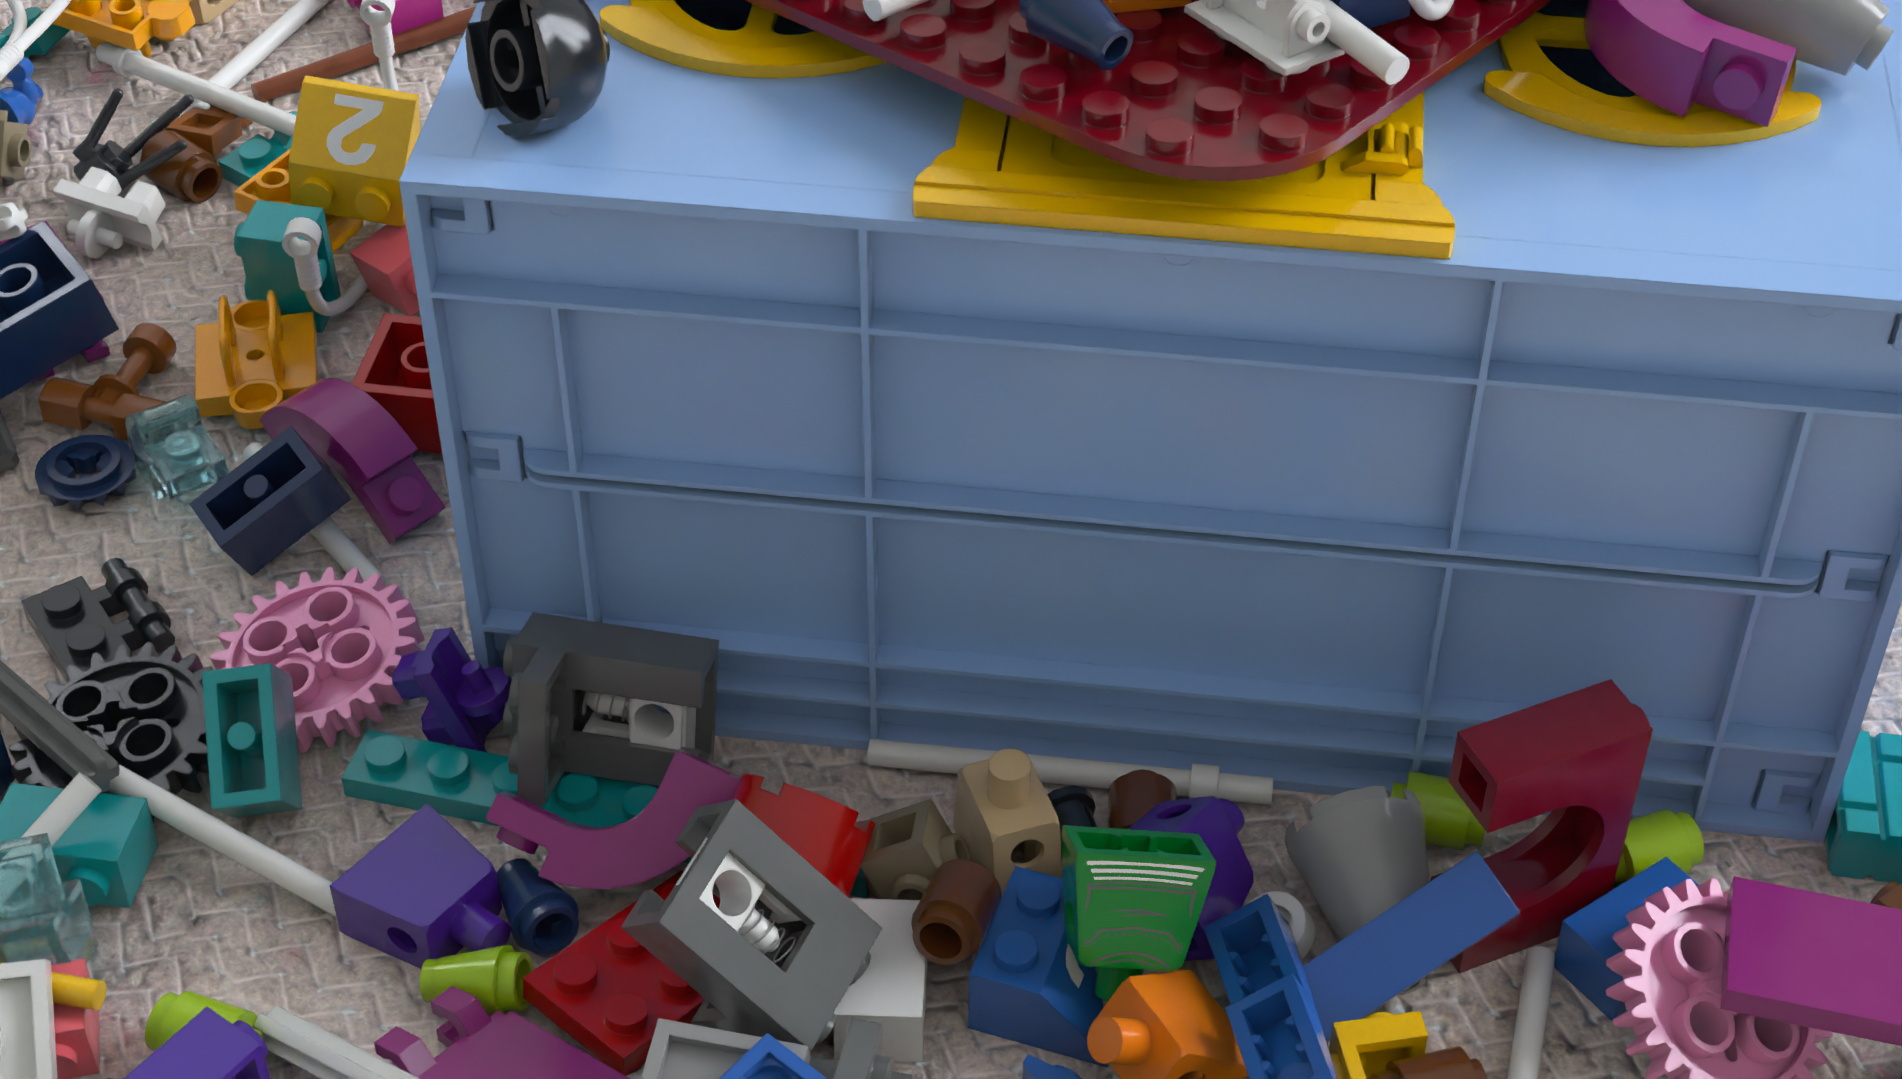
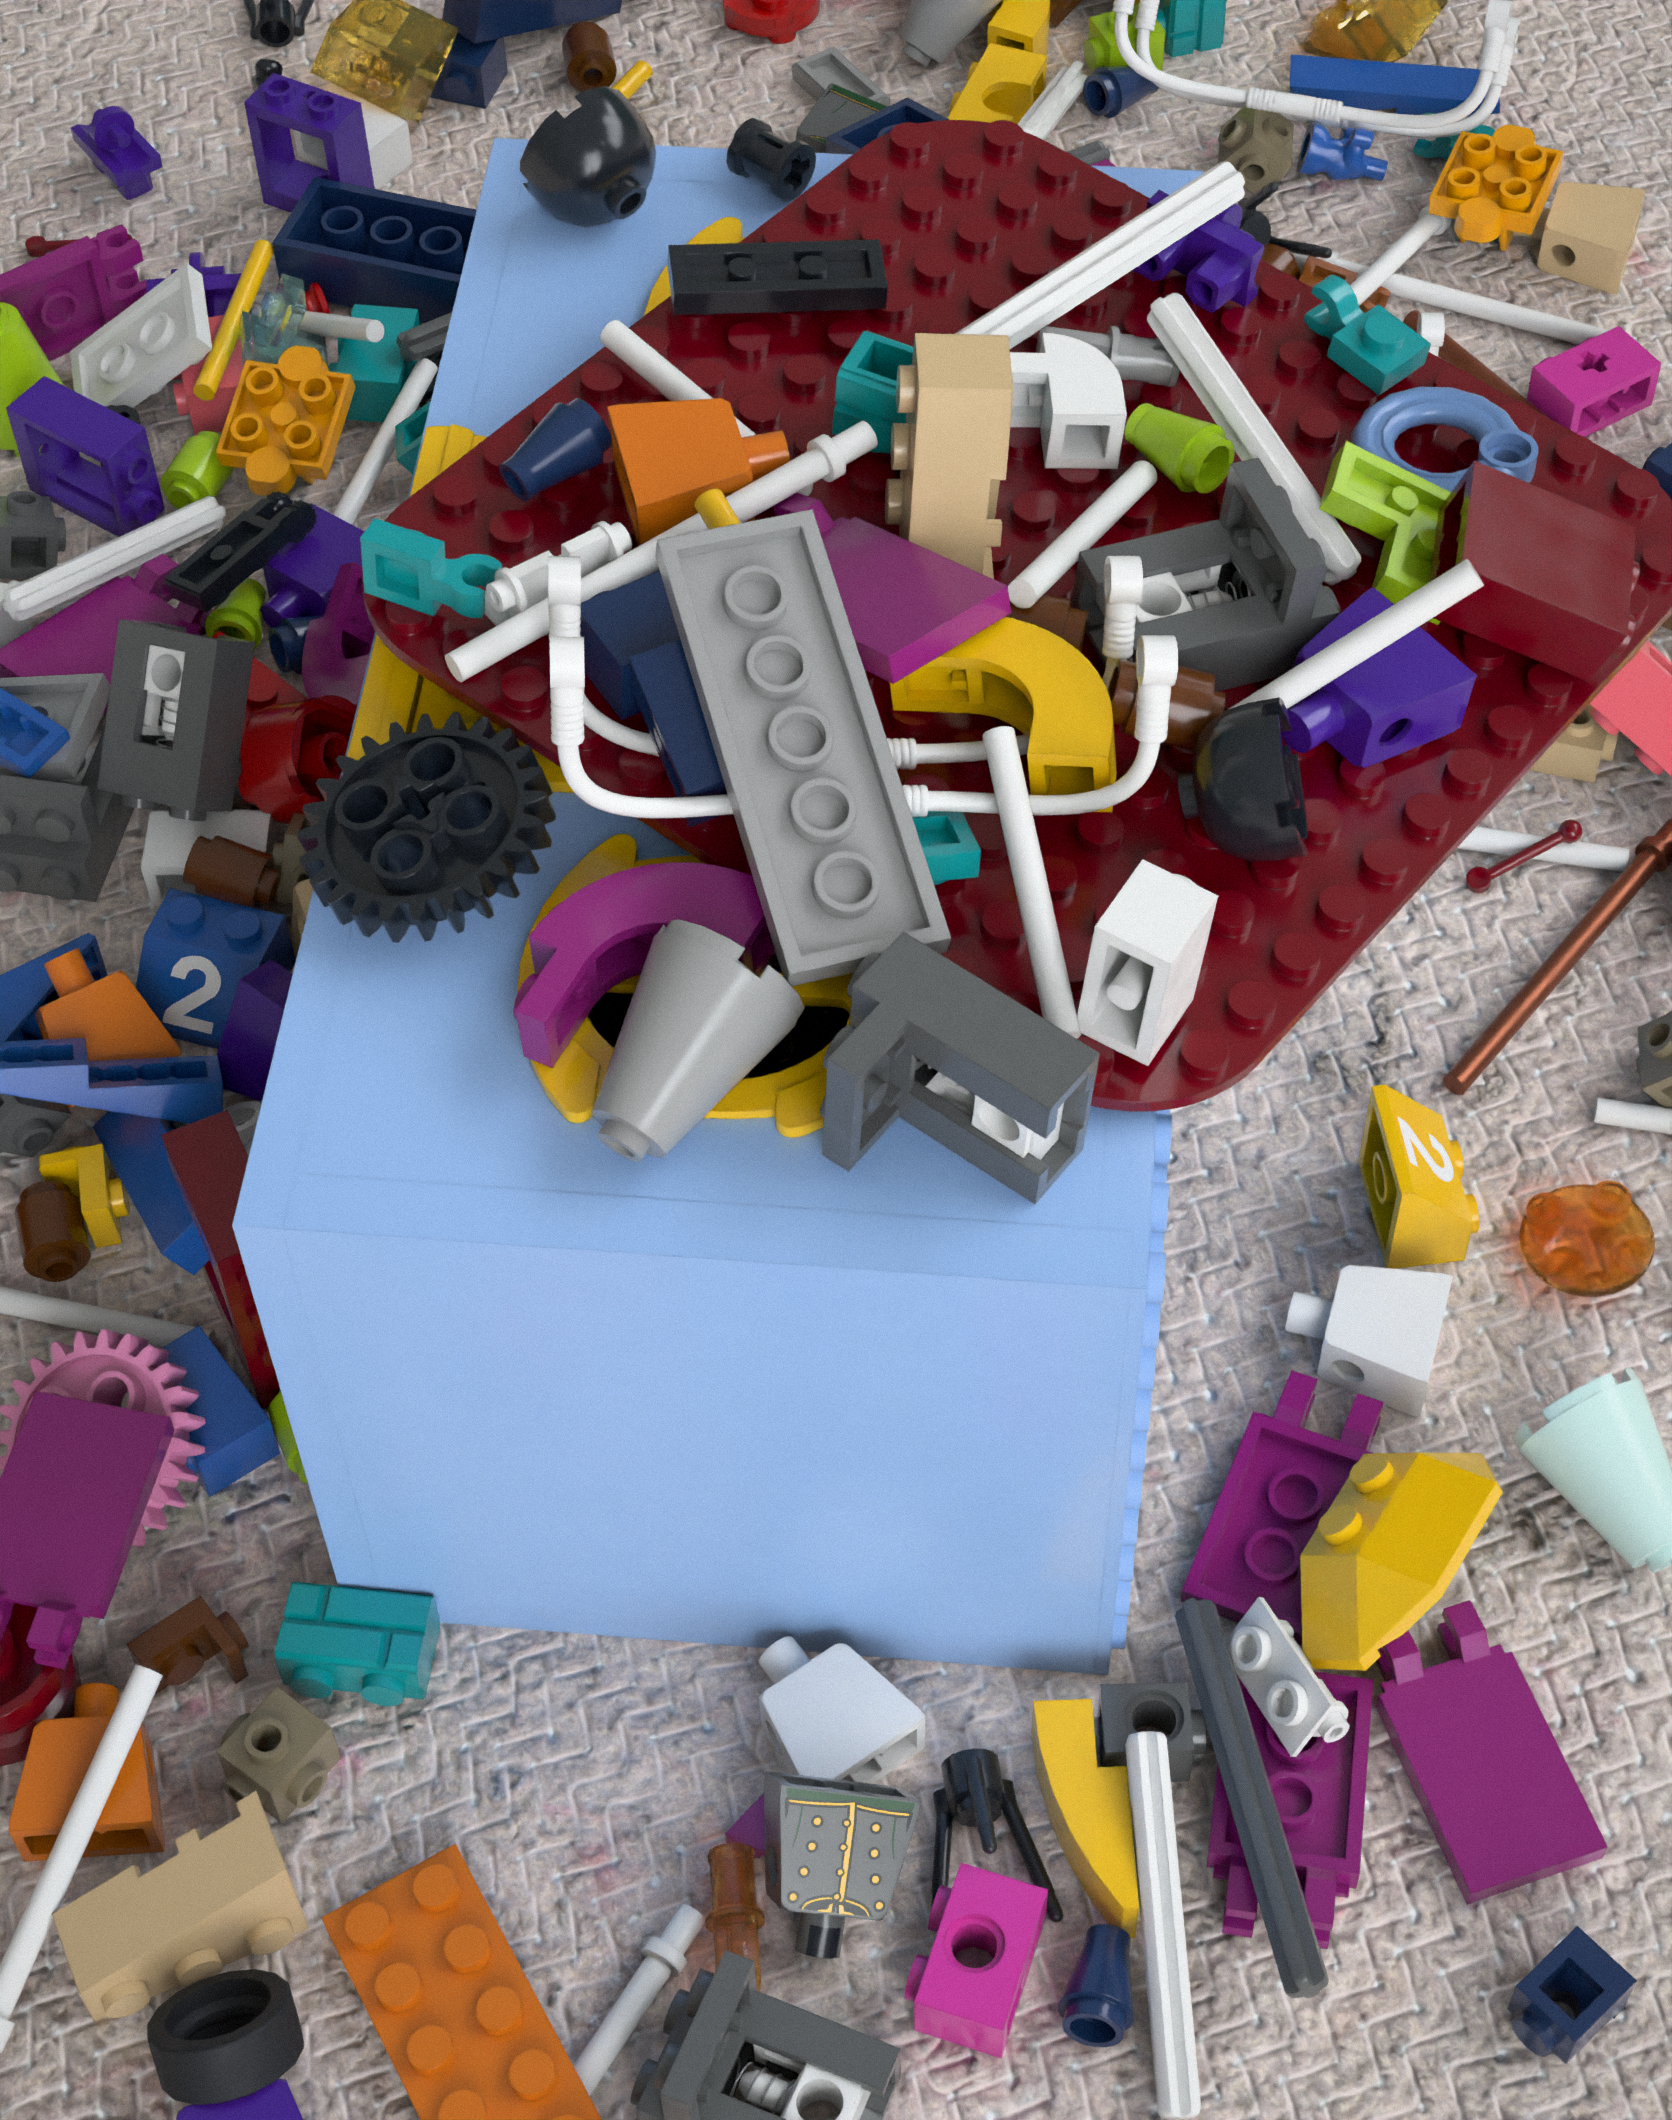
camera: 90 degrees right, 10 degrees up
(176, 910) = (285, 420): none -> light orange piece
(426, 938) = (240, 550): none -> black hinge
(1132, 899) = (202, 978): green torso -> none
(1268, 85) = (414, 573): none -> teal plate
(1541, 147) = (426, 827): none -> black gear

